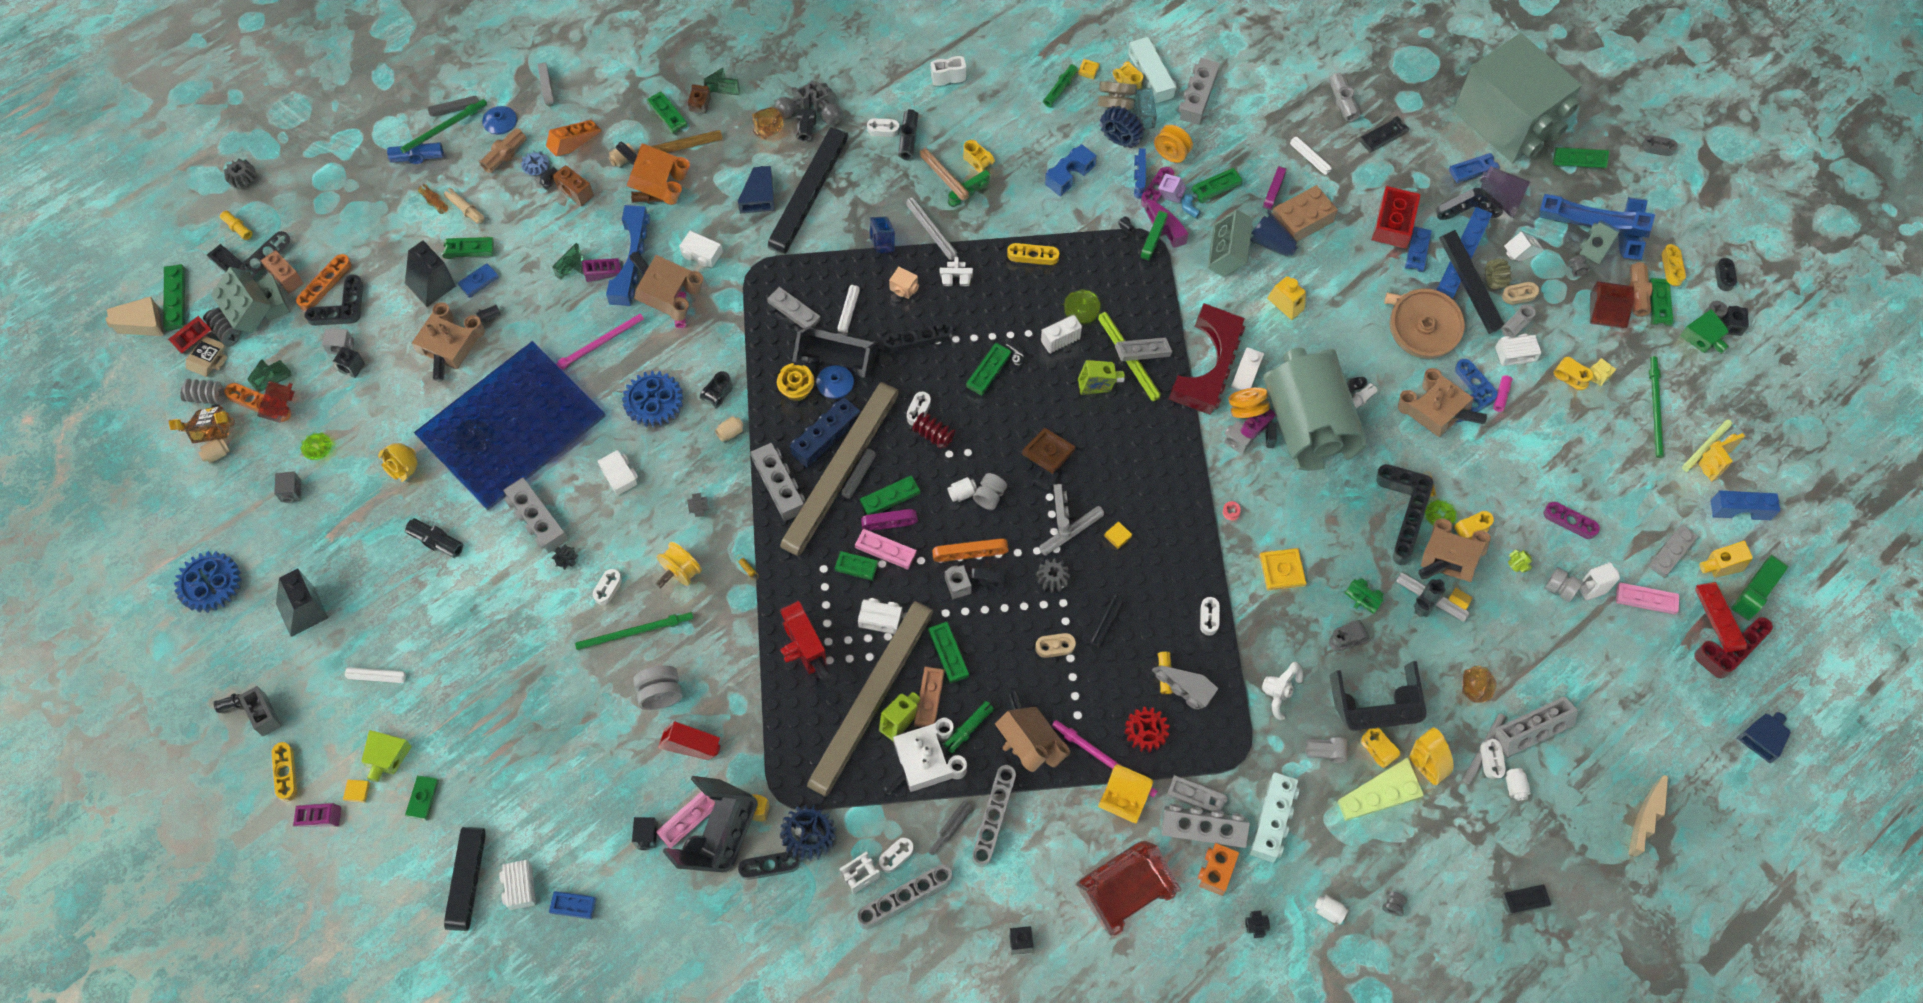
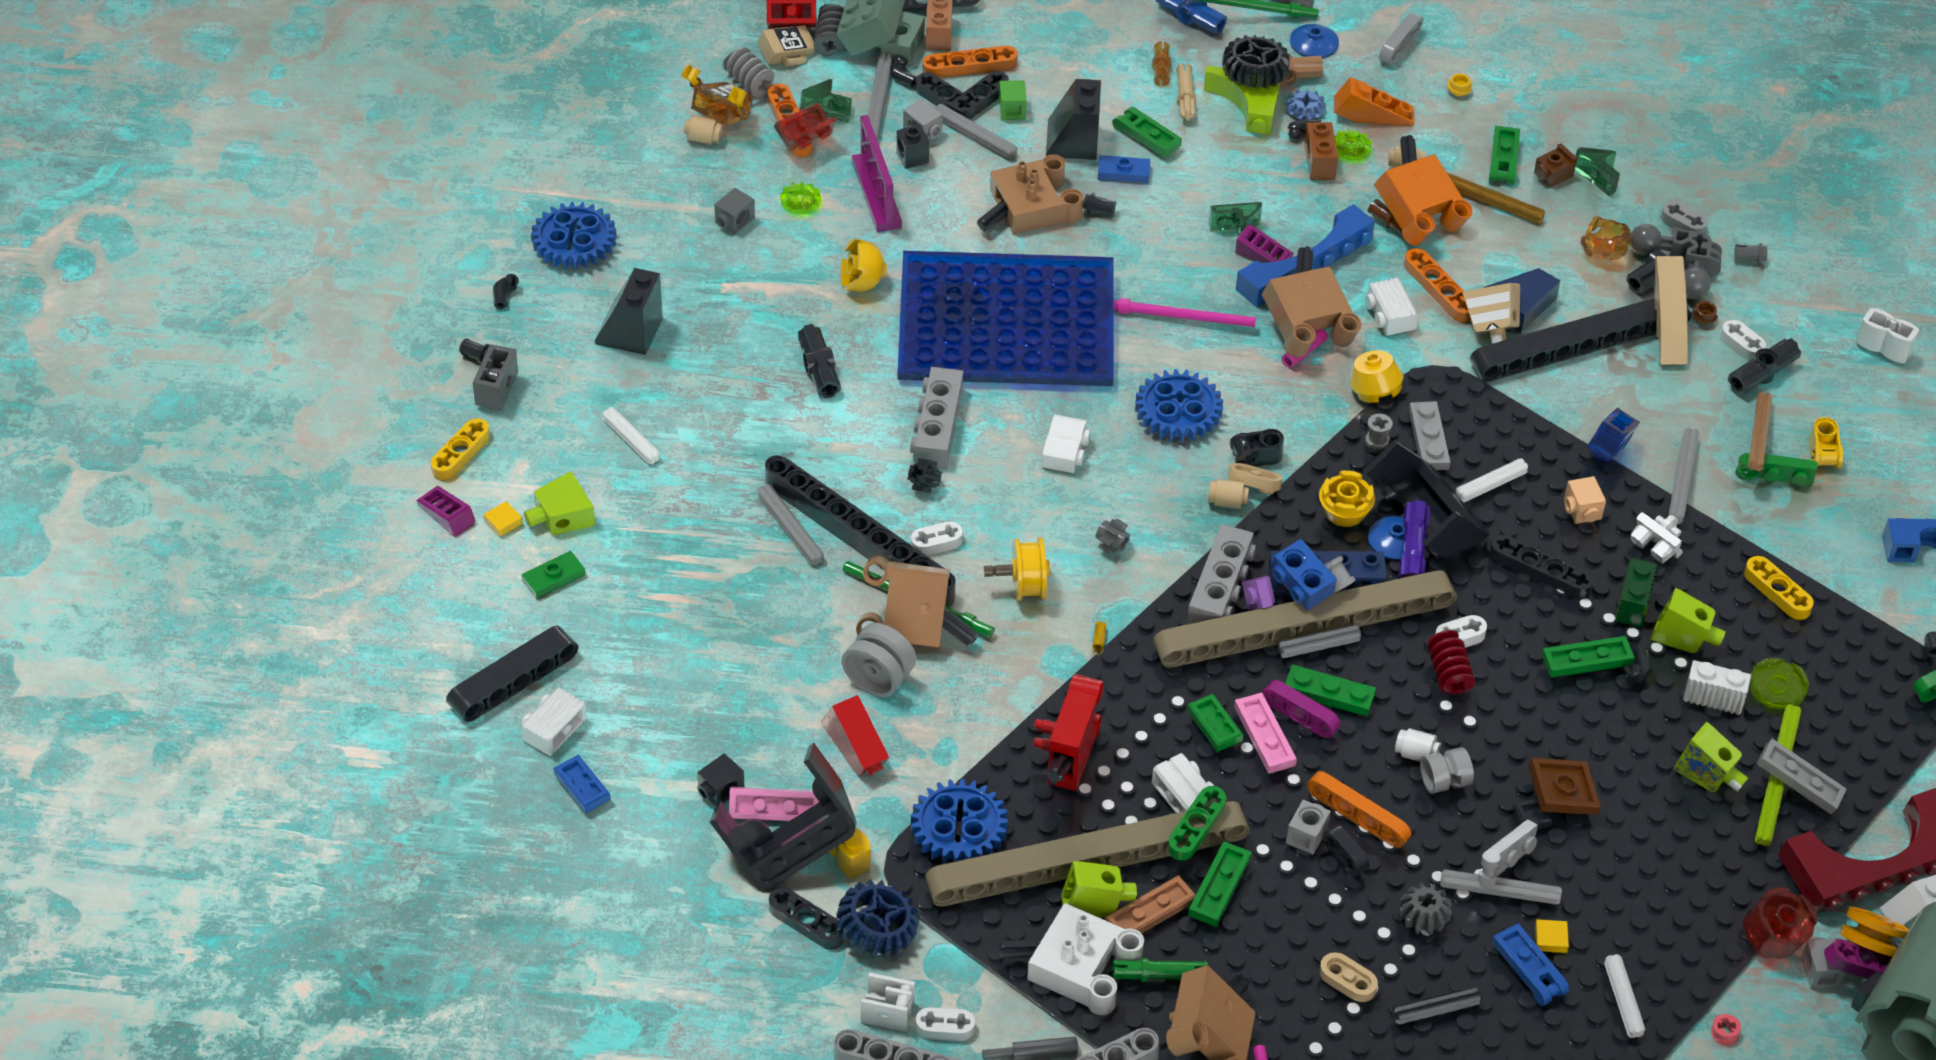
camera: 45 degrees right, 15 degrees down
(200, 651) = (504, 288): none -> black arm
(291, 321) = (900, 72): none -> black arm
(295, 347) = (879, 91): none -> light grey axle
(350, 400) = (875, 180): none -> magenta fence
(373, 323) = (977, 132): none -> light grey axle
(374, 287) = (1012, 100): none -> bright green brick
(491, 164) = (1256, 62): none -> black gear
(500, 178) = (1256, 105): none -> lime arch
(521, 648) = (790, 524): none -> light grey axle
(554, 616) = (843, 517): none -> black beam
(588, 172) = (1351, 151): none -> clear neon green gear
(603, 88) = (1459, 85): none -> yellow plate
(644, 640) = (916, 603): none -> medium nougat piece
(708, 219) = (1435, 287): none -> orange beam
(733, 407) = (1264, 480): none -> tan plate
(735, 297) = (1376, 376): none -> yellow cone
(756, 210) = (1494, 309): none -> tan torso
(769, 327) = (1379, 427): none -> light grey bush
(777, 751) = (938, 814): none -> blue gear
(789, 80) = (1679, 215): none -> light grey beam
(806, 474) = (1258, 593): none -> medium lavender bracket
(824, 441) = (1308, 572): none -> blue brick
(838, 431) = (1339, 571): none -> light grey bush
(839, 74) = (1750, 252): none -> dark grey pin
(842, 140) = (1671, 309): none -> tan slope
(851, 126) = (1705, 313): none -> reddish brown plate
(852, 380) = (1415, 524): none -> dark purple axle
(909, 646) = (1196, 835): none -> green beam
(977, 314) = (1636, 592): none -> dark green brick
(1016, 312) = (1686, 624): none -> lime torso
(1125, 559) = (1530, 964): none -> blue plate
(1178, 536) = (1624, 996): none -> white axle
(1208, 436) = (1780, 923): none -> clear red brick

